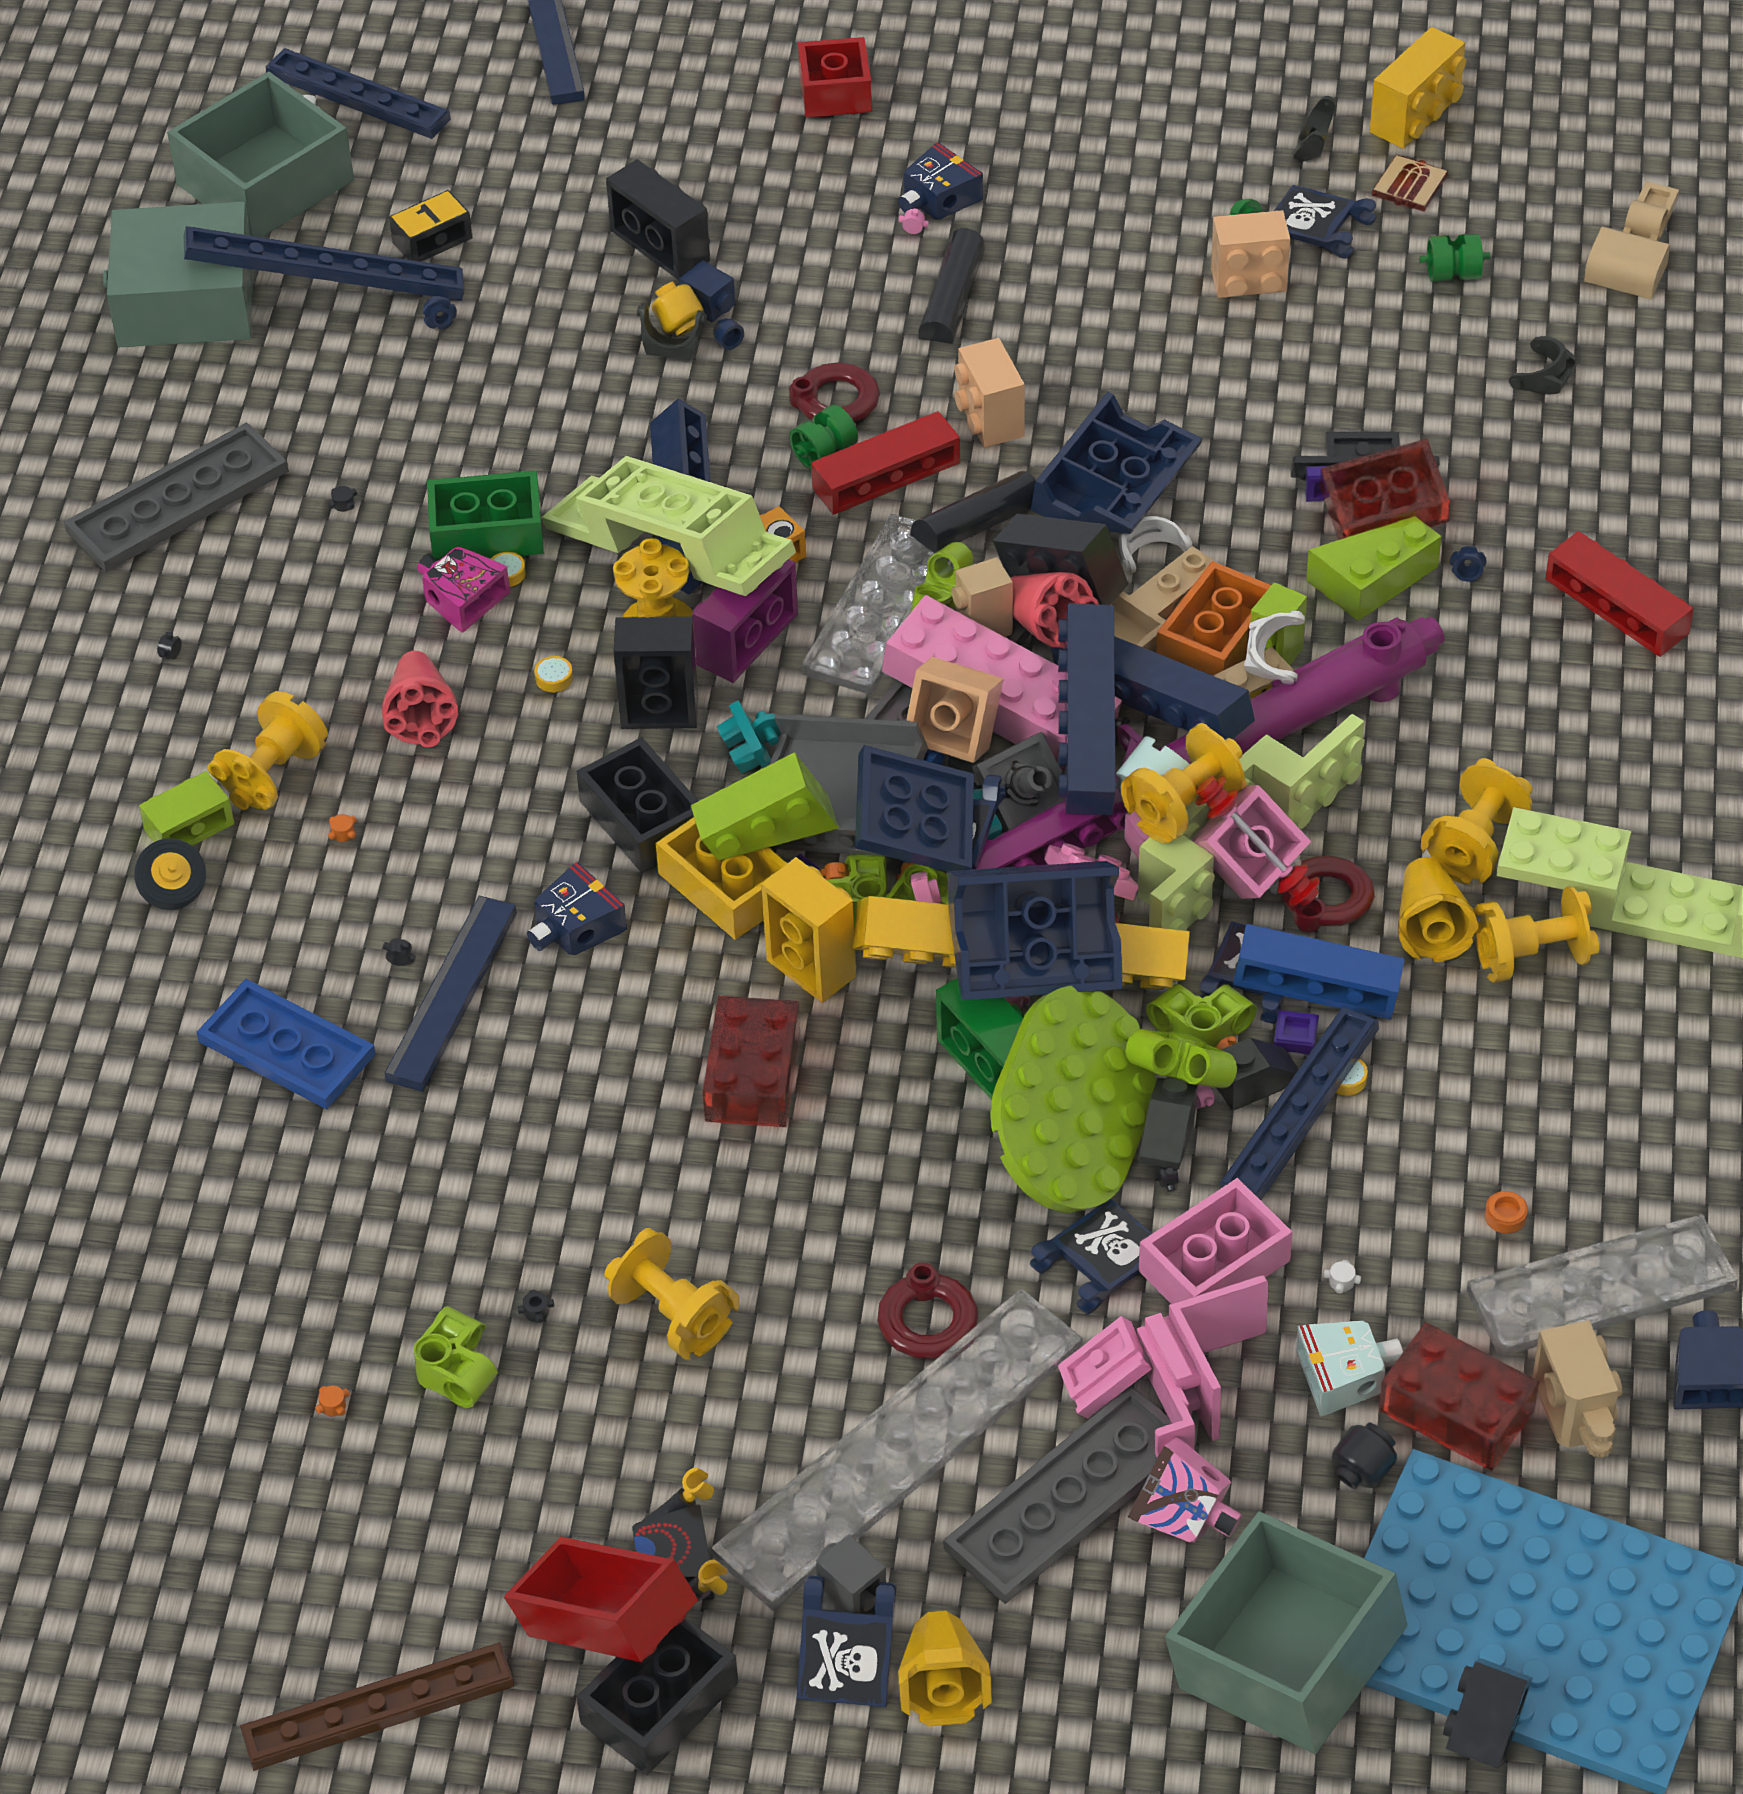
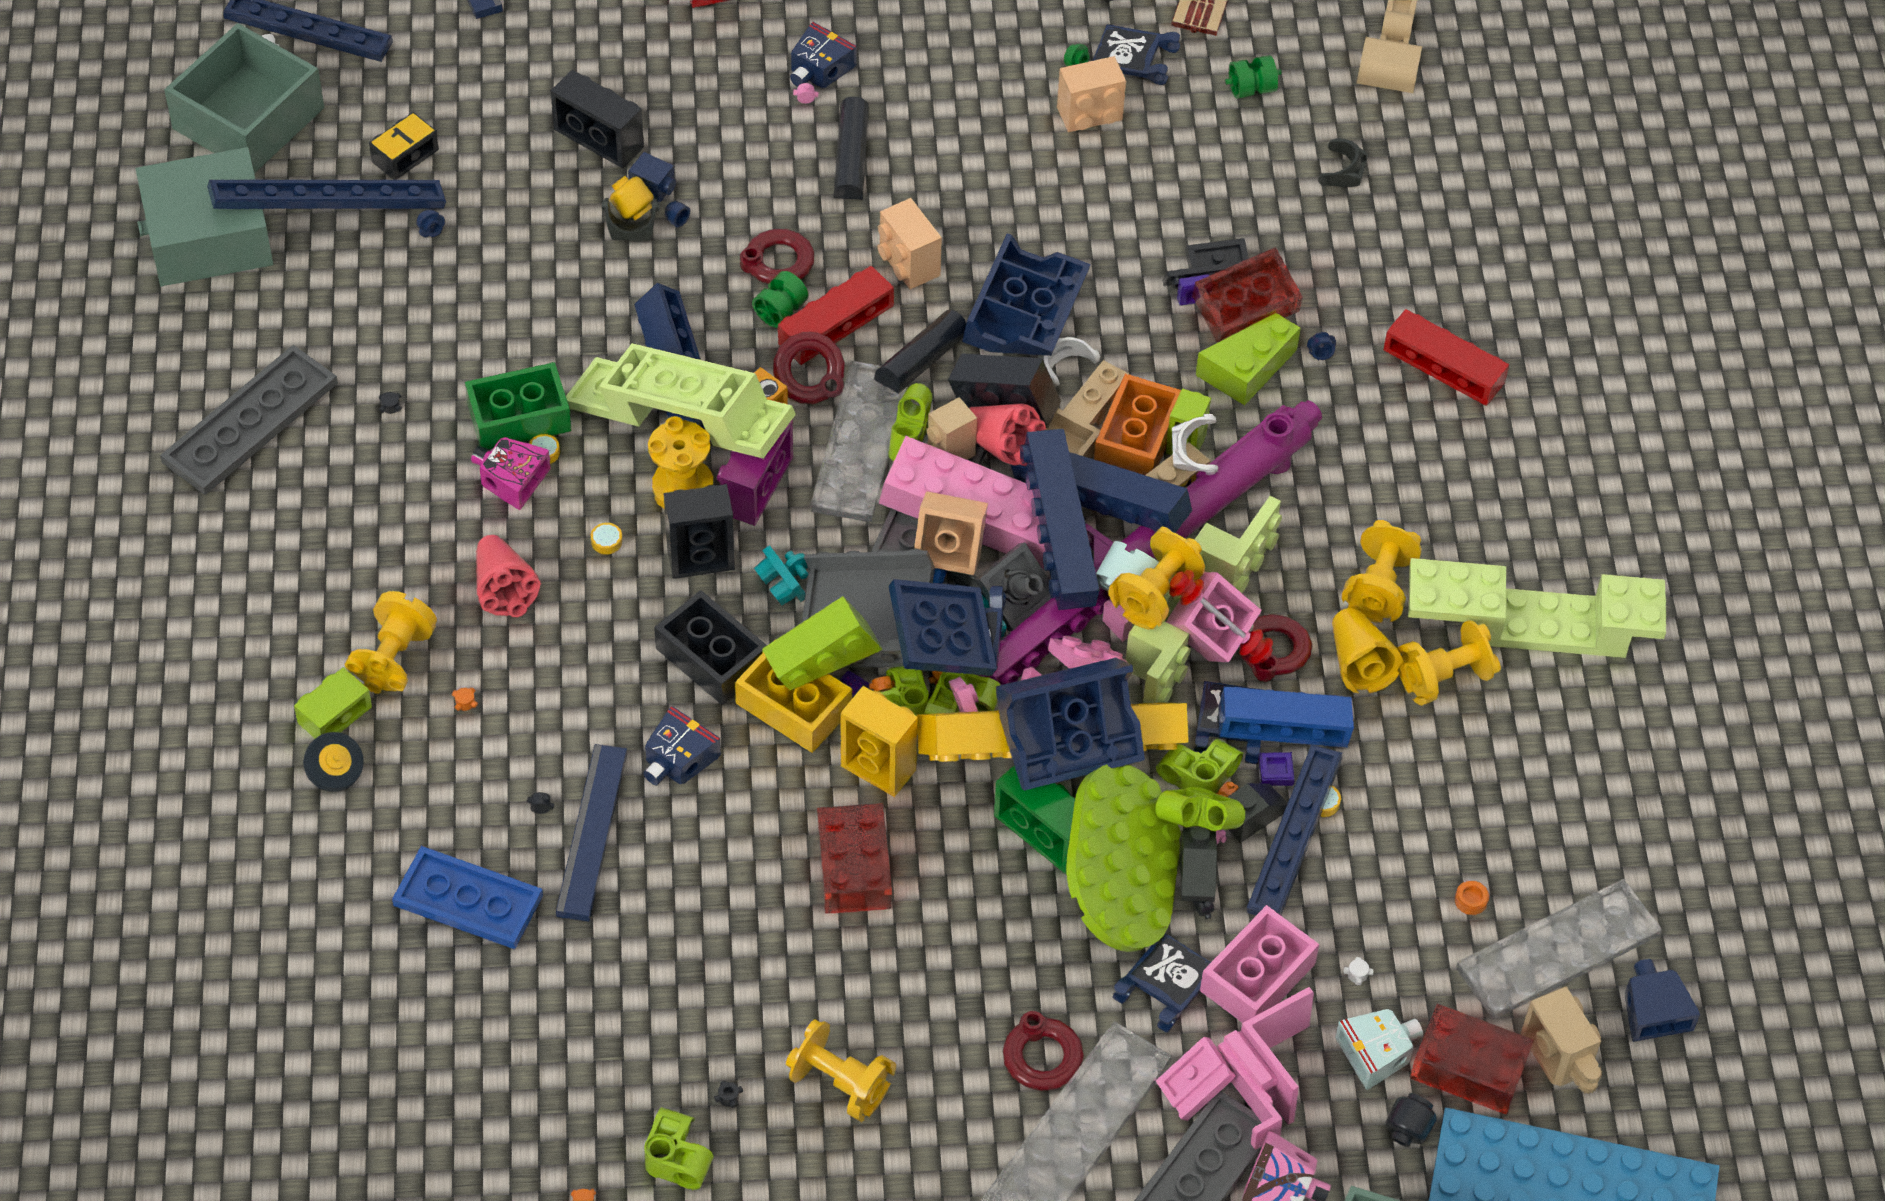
camera: 15 degrees left, 5 degrees up
(169, 646) = (277, 556): black piece -> none
(867, 521) = (832, 356): none -> dark red piece

